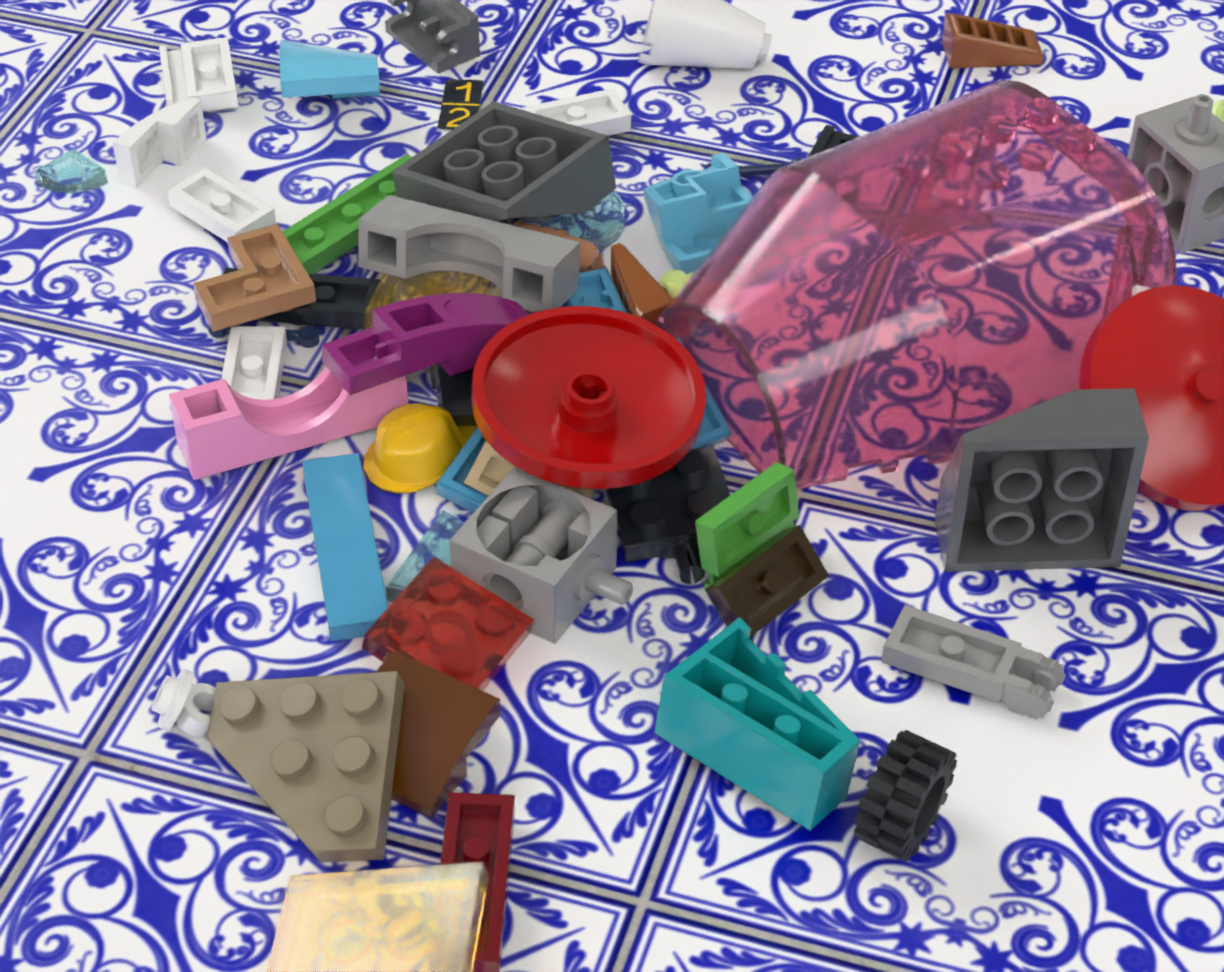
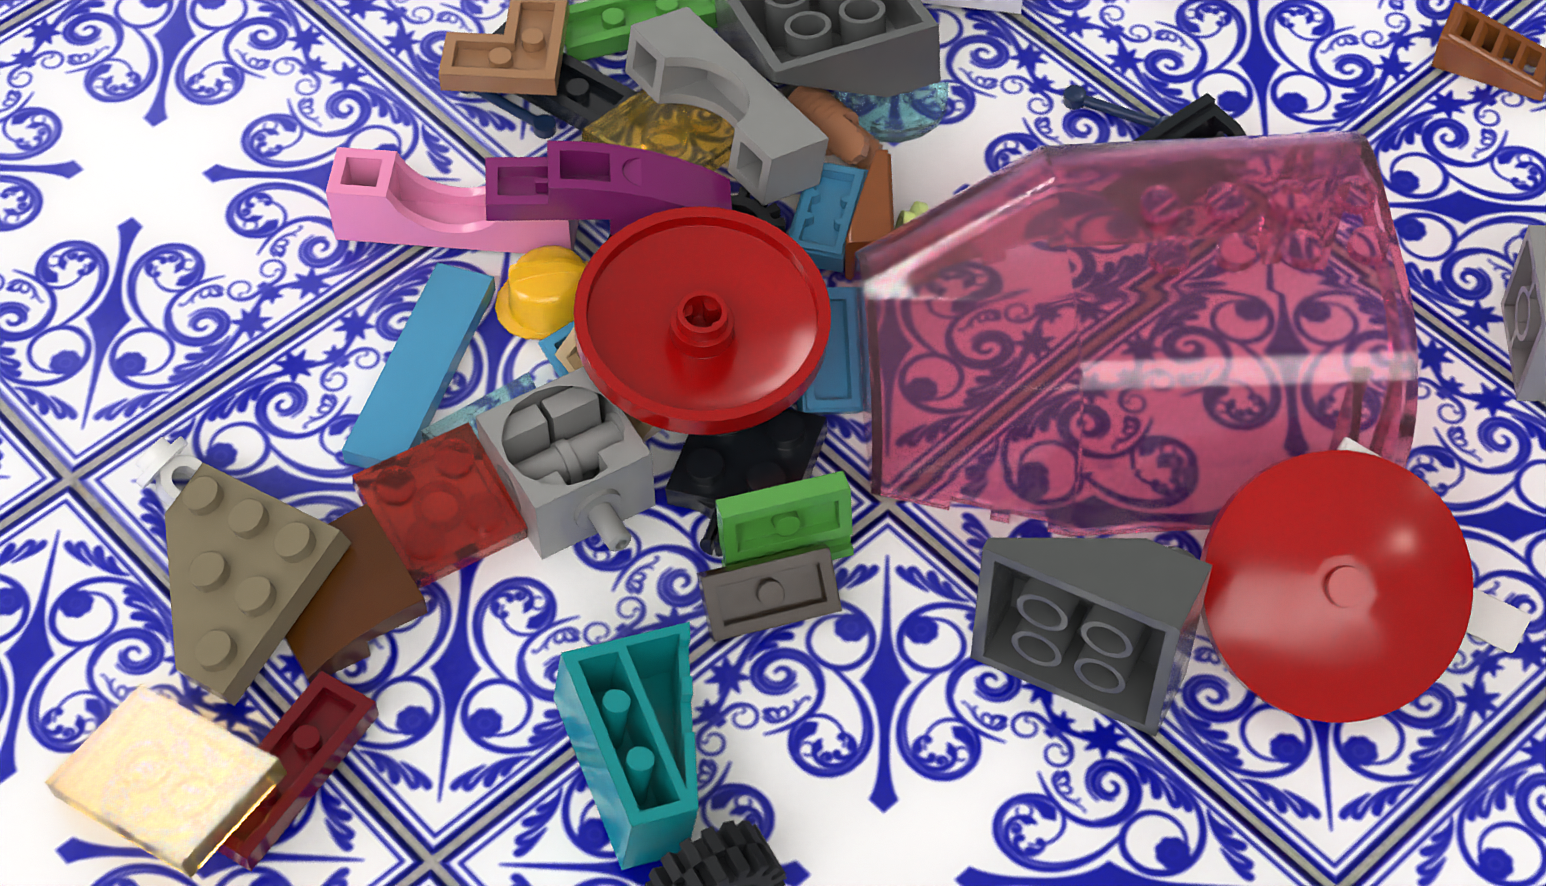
camera: 30 degrees right, 10 degrees up
(255, 361) = (462, 140): white plate -> none
(696, 210) = (1011, 123): medium azure slope -> none
(973, 661) = (907, 767): light grey hinge -> none

